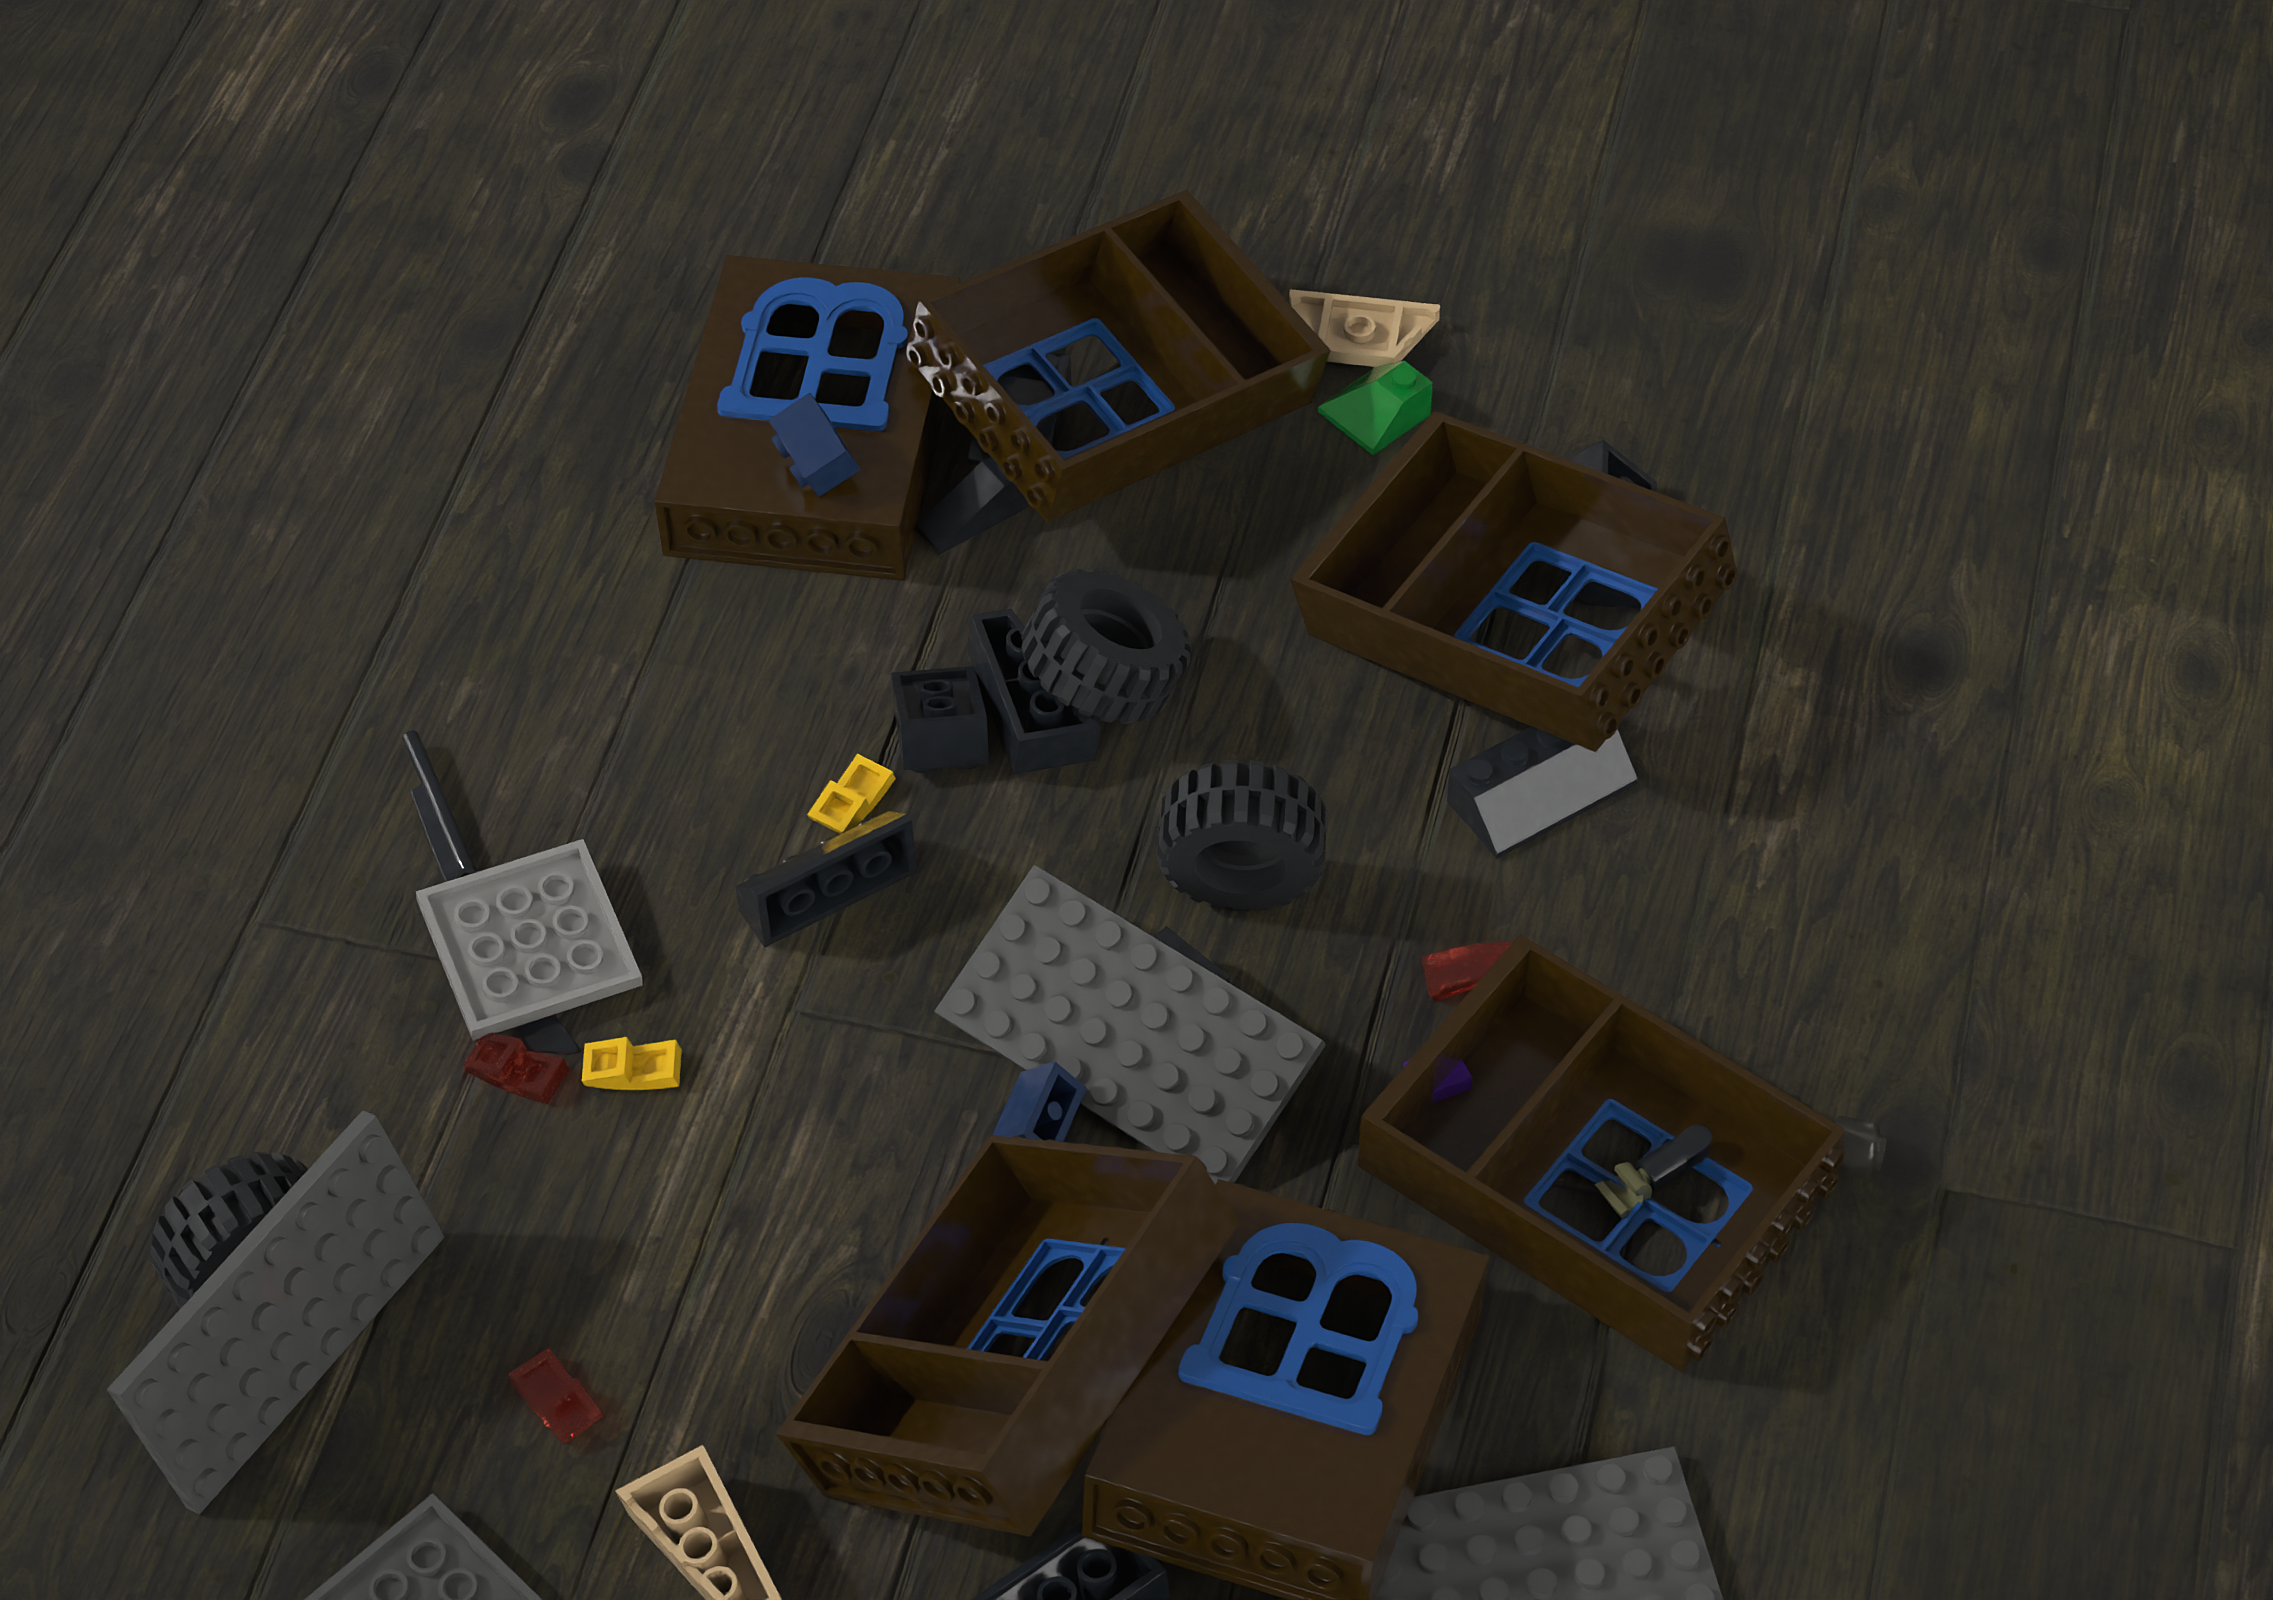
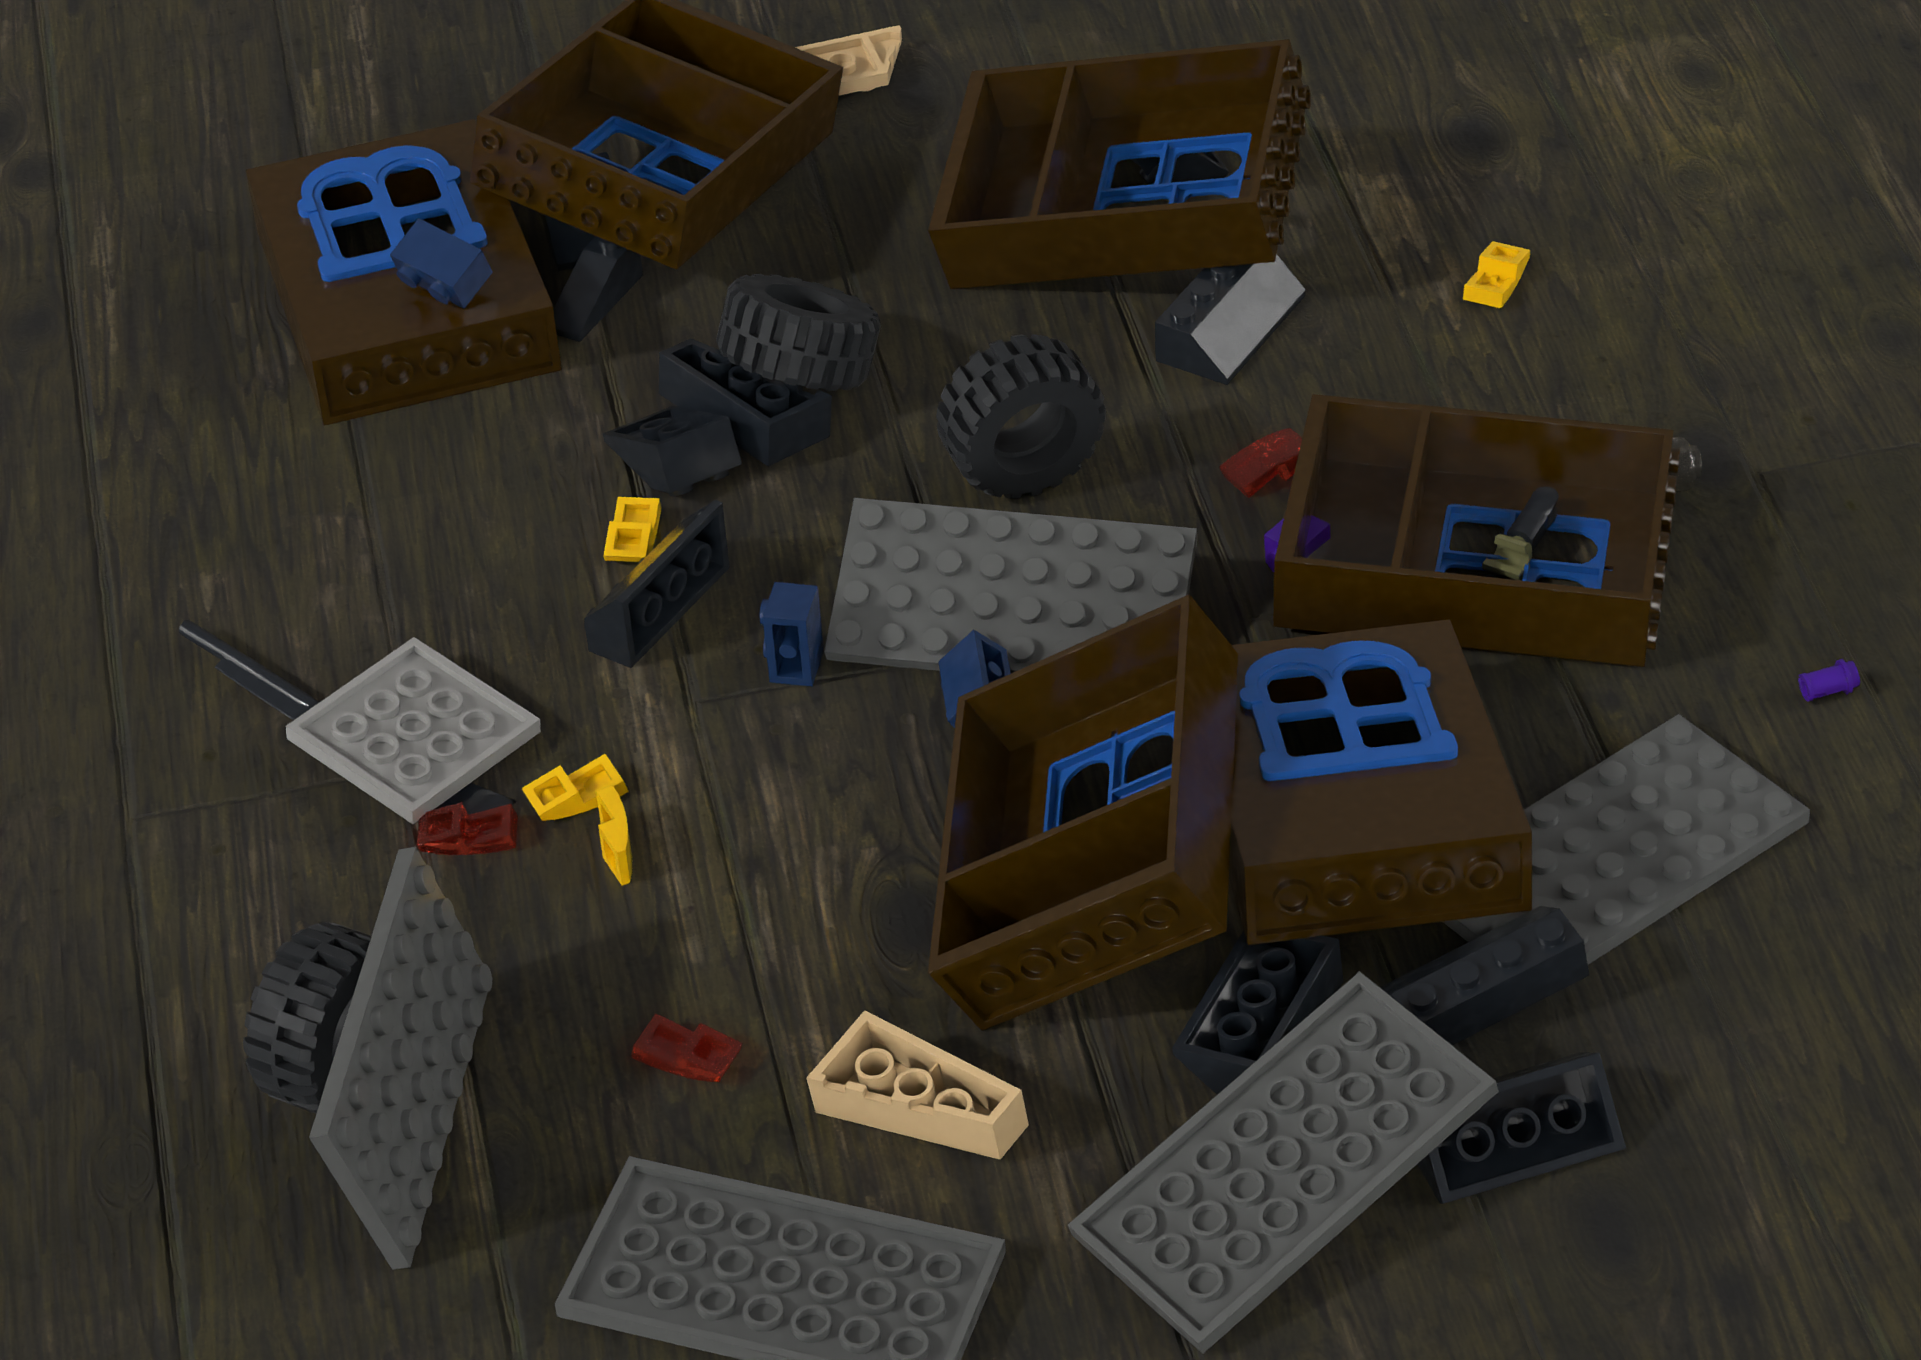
camera: 25 degrees left, 10 degrees down
(631, 1139) = (614, 834): none -> yellow slope
(905, 985) = (792, 633): none -> dark blue brick
(1380, 405) = (898, 109): green slope -> none
(1835, 841) = (1497, 274): none -> yellow slope
(1847, 1475) = (1830, 680): none -> dark purple pin

